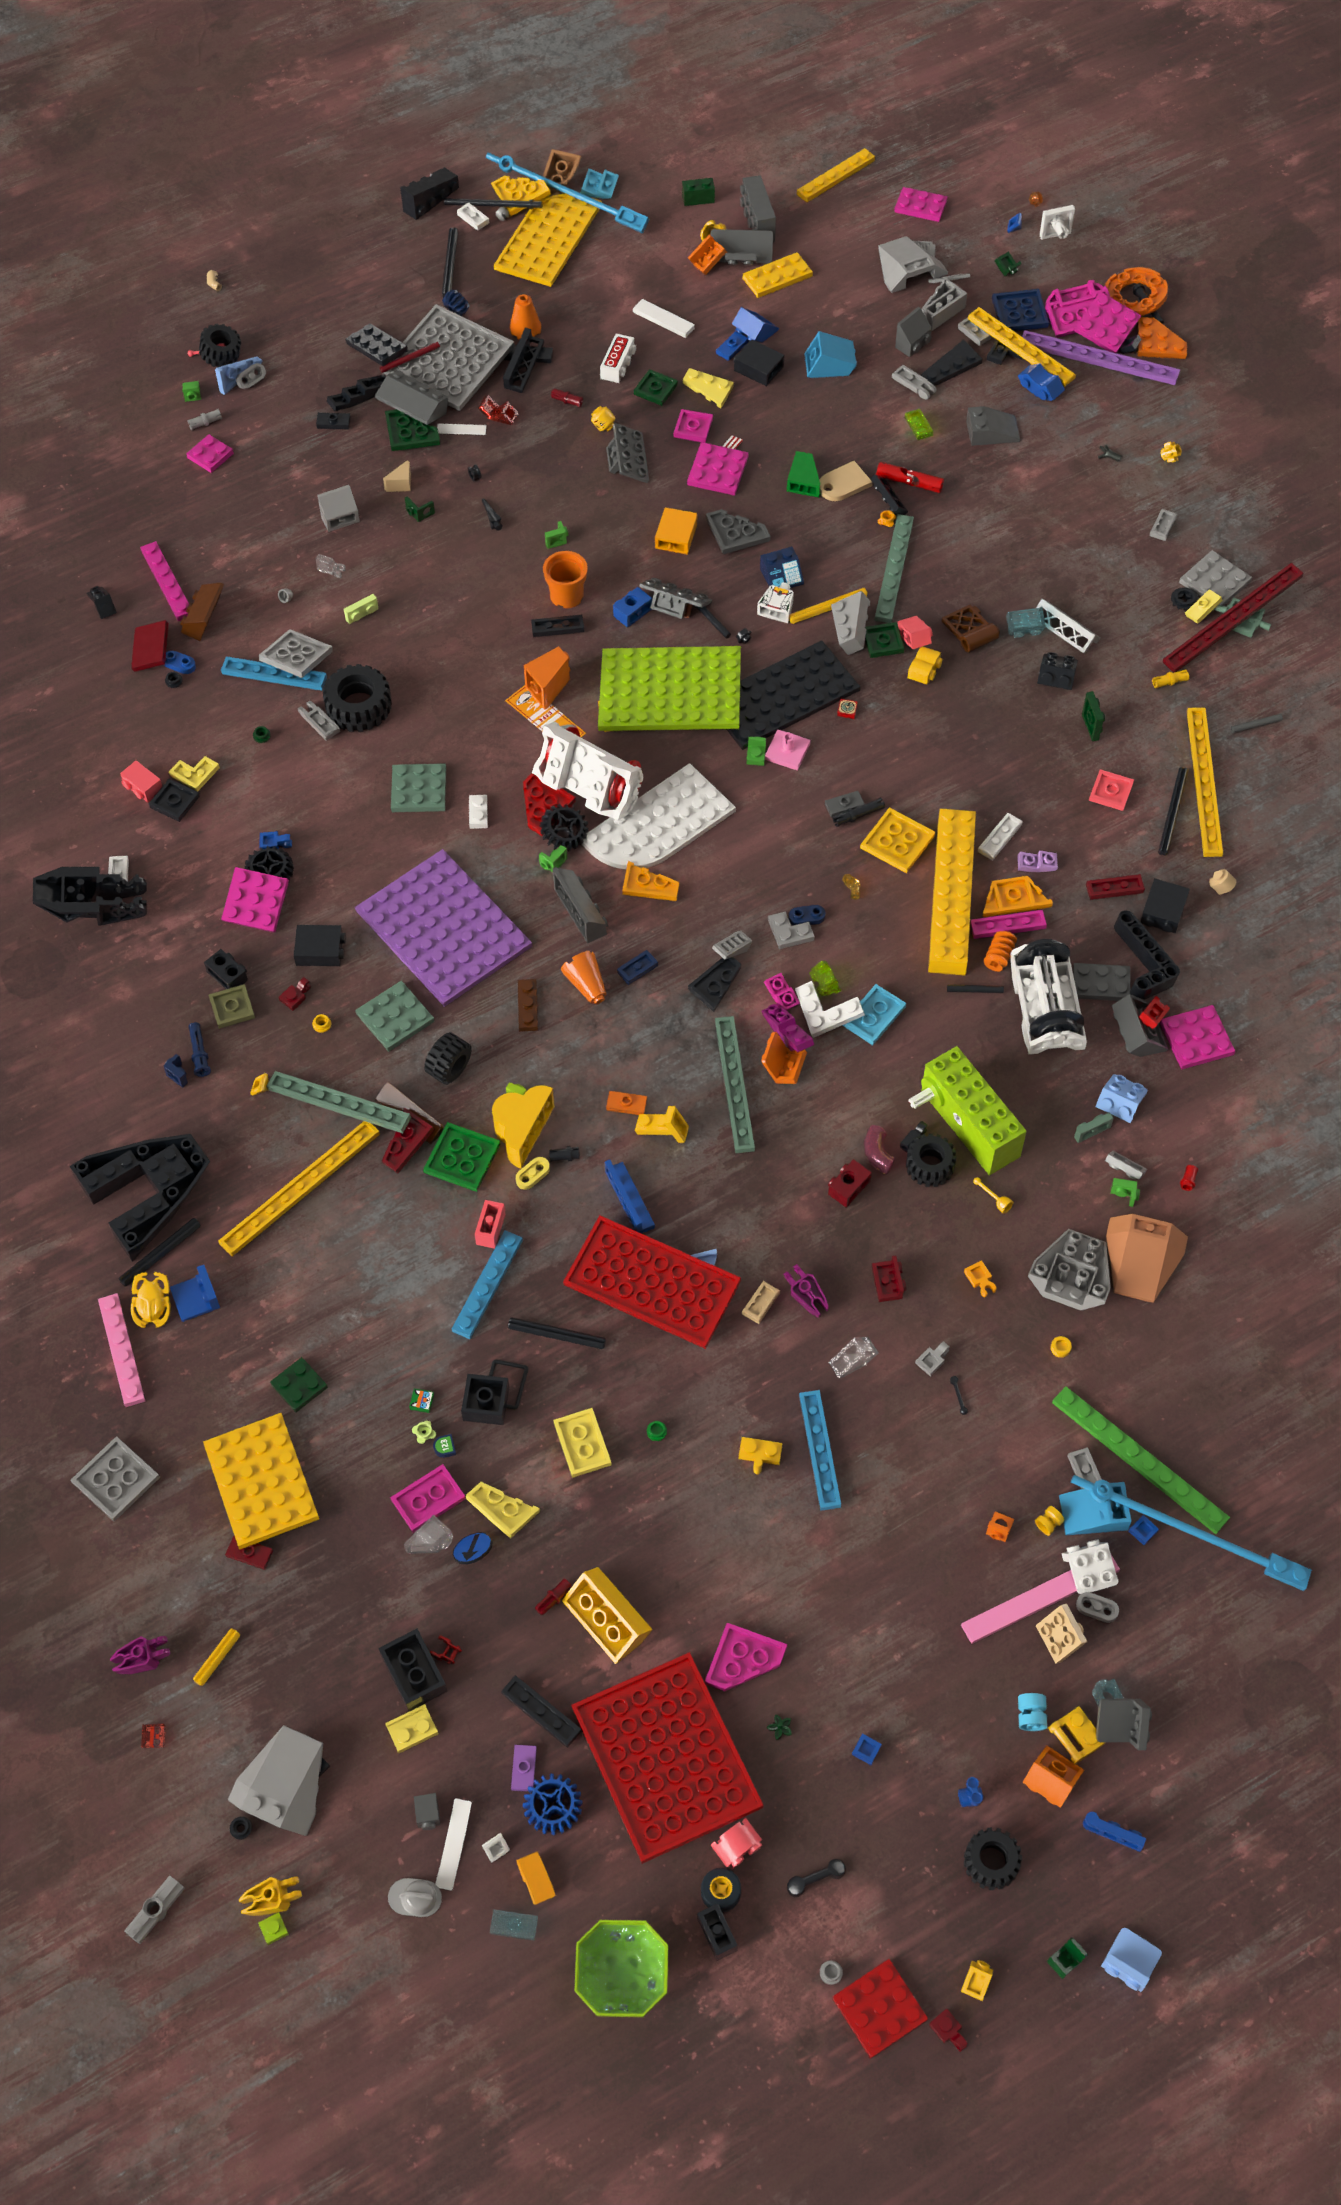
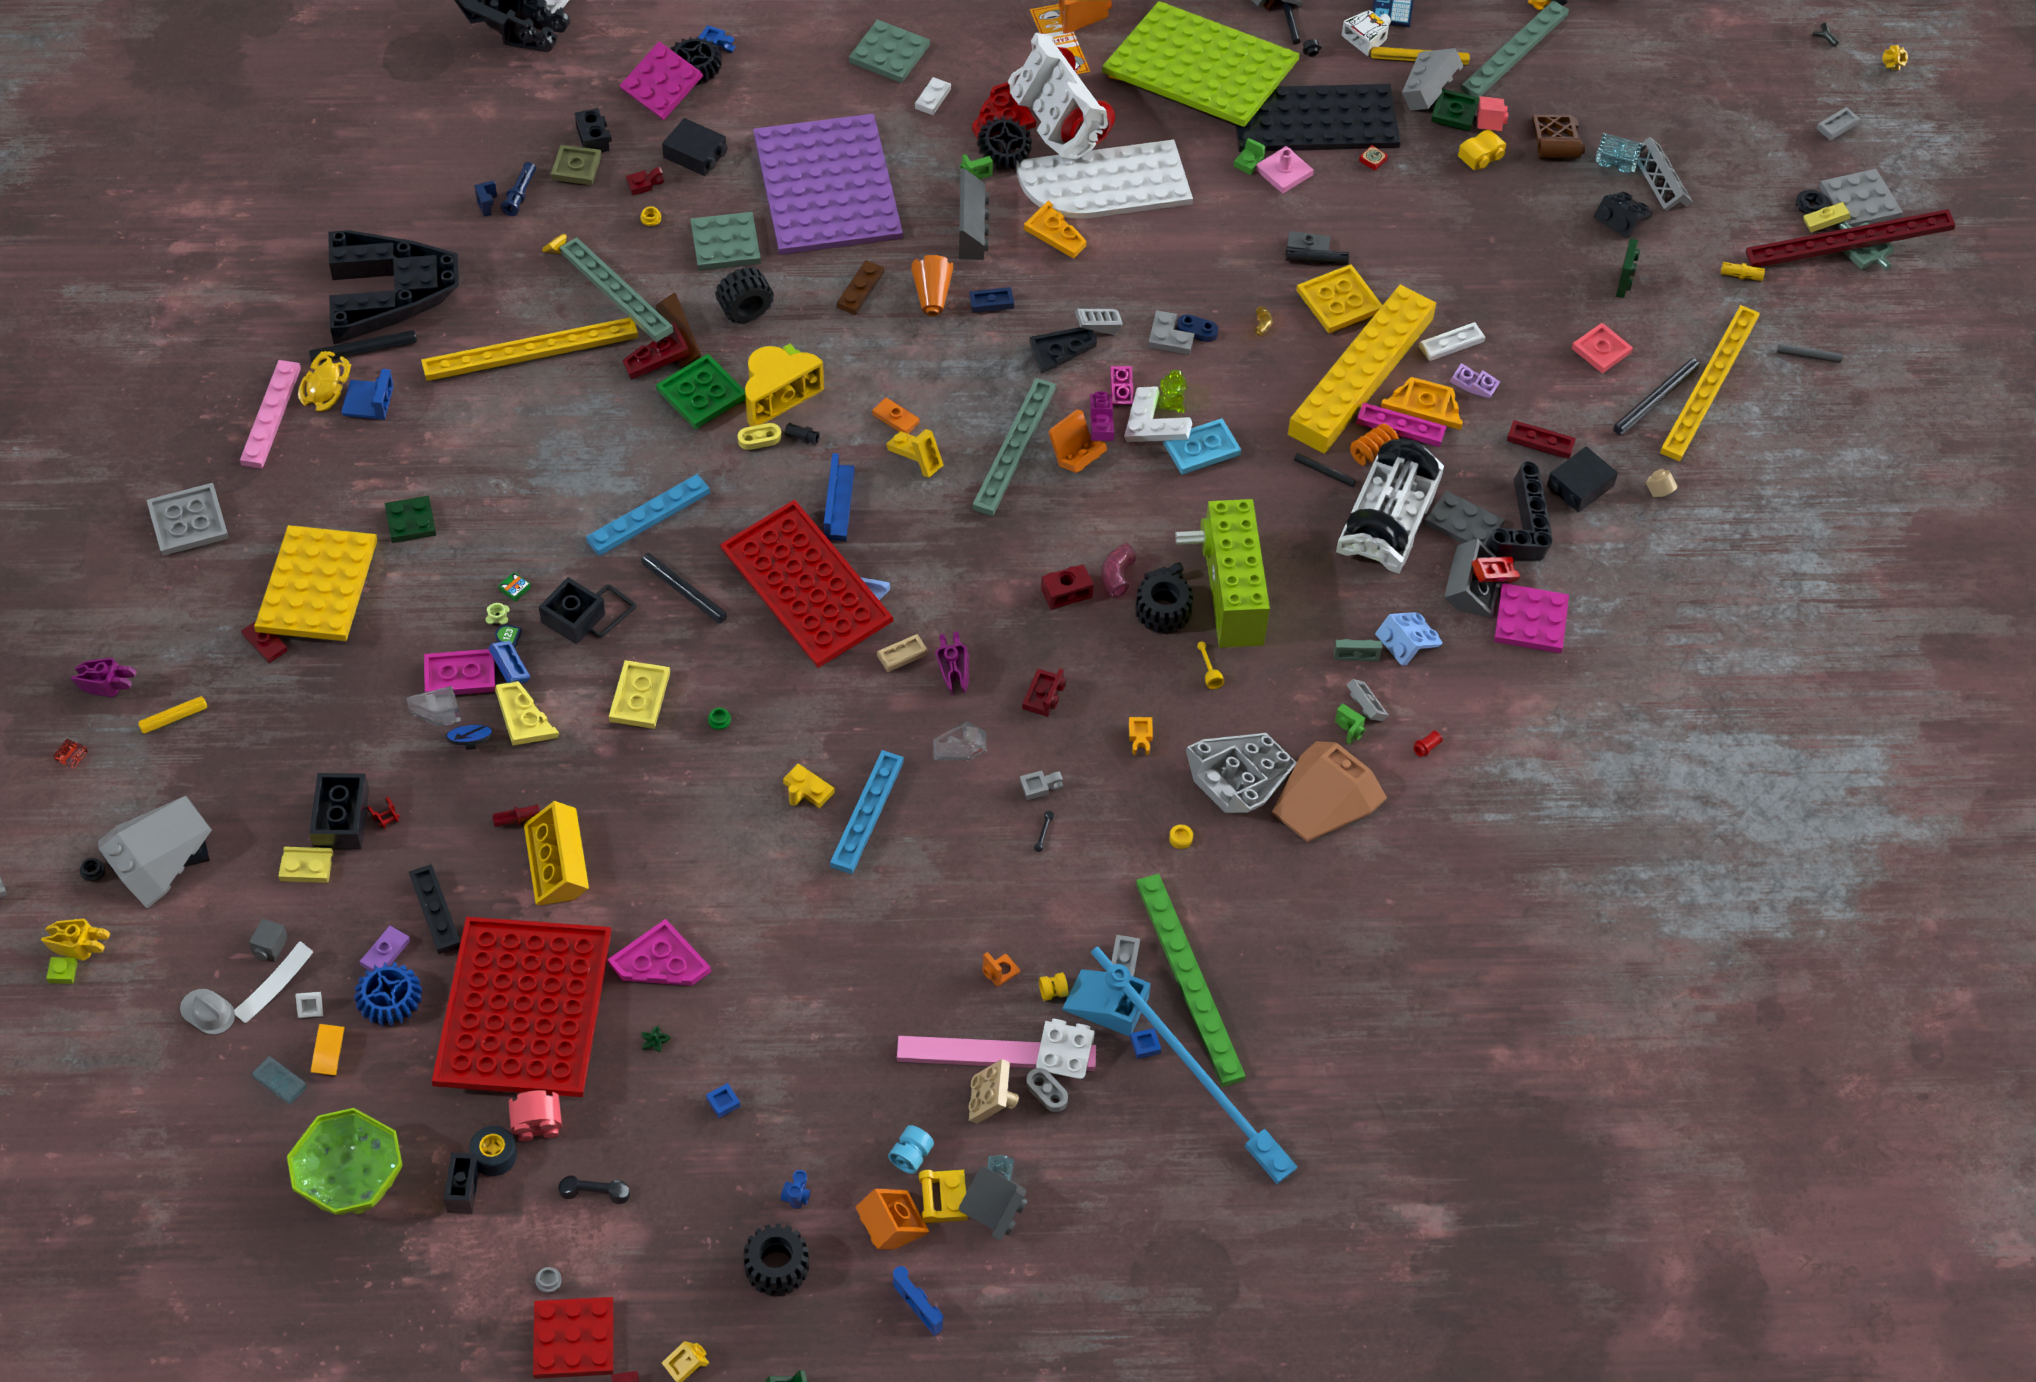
camera: 25 degrees right, 5 degrees down
(462, 1469) = (509, 662): none -> blue plate
(490, 1224) = (684, 460): coral brick -> none

